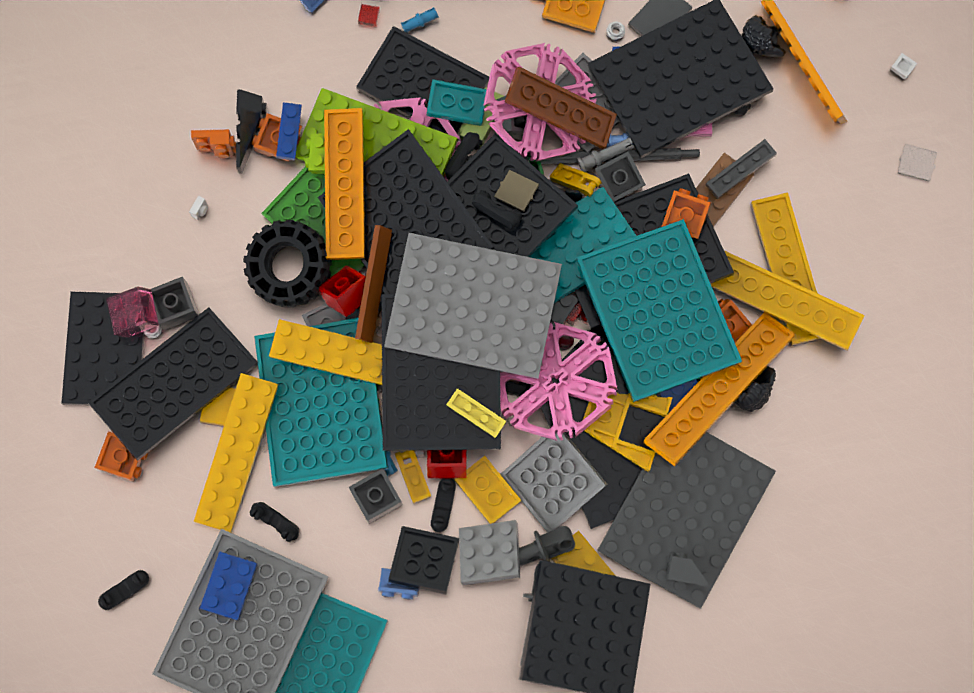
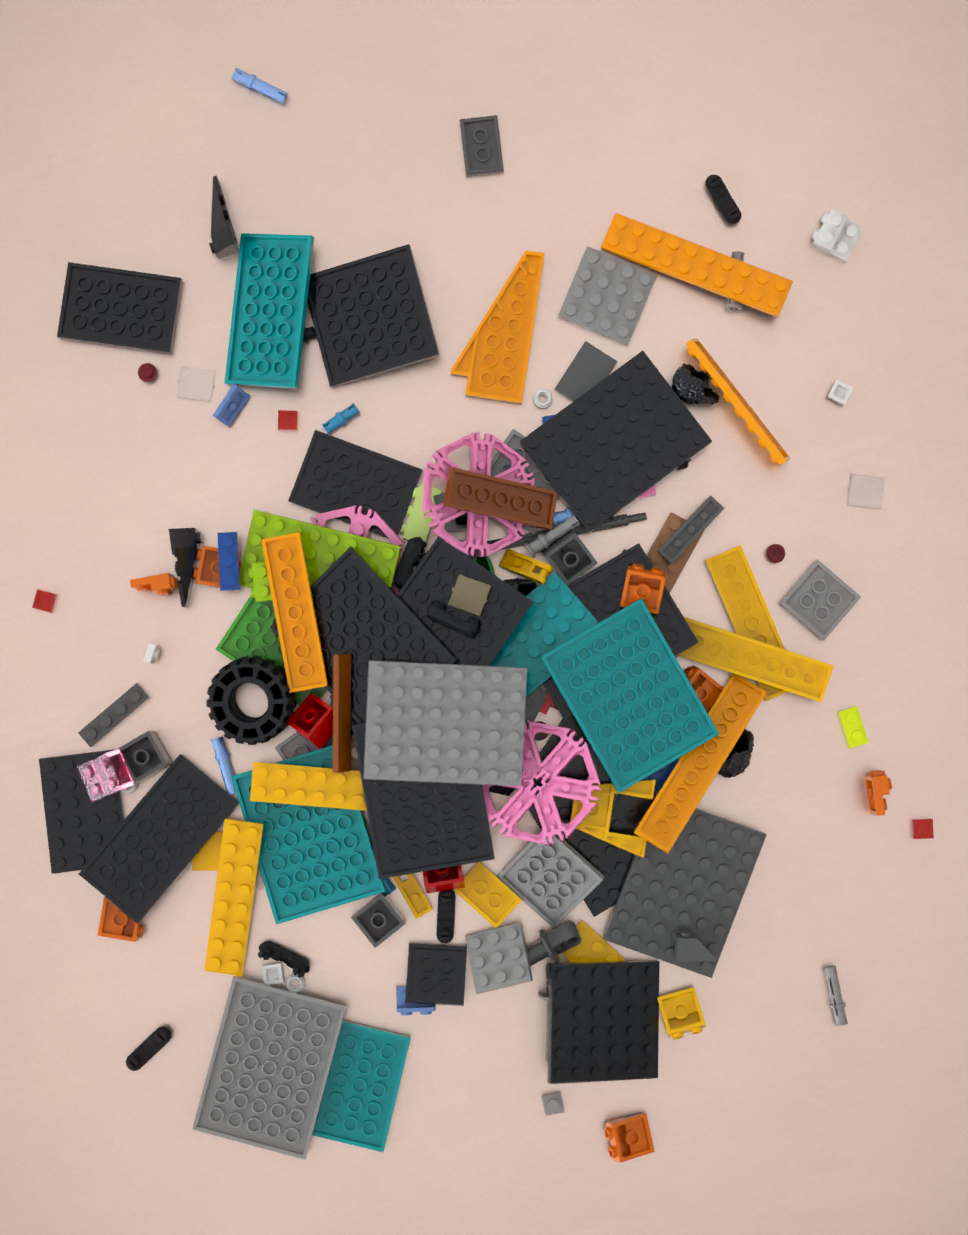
camera: 10 degrees left, 10 degrees up
(105, 145) = (44, 601): none -> clear red tile
(151, 262) = (114, 715): none -> dark grey plate
(228, 586) = (251, 1033): blue plate -> none
(250, 323) = (224, 763): none -> light blue pin
(261, 535) = (272, 973): none -> white plate
(281, 542) = (290, 987): none -> white plate
(456, 102) = (393, 506): teal tile -> none
(476, 413) = (465, 830): light yellow plate -> none
(665, 639) = (681, 1013): none -> yellow plate
(821, 206) = (775, 553): none -> dark red plate
(824, 647) = (835, 995): none -> light grey pin
(859, 256) = (820, 600): none -> light grey plate
(876, 384) = (853, 727): none -> neon yellow plate
(893, 442) = (877, 785): none -> orange plate
(934, 494) = (922, 828): none -> clear red tile

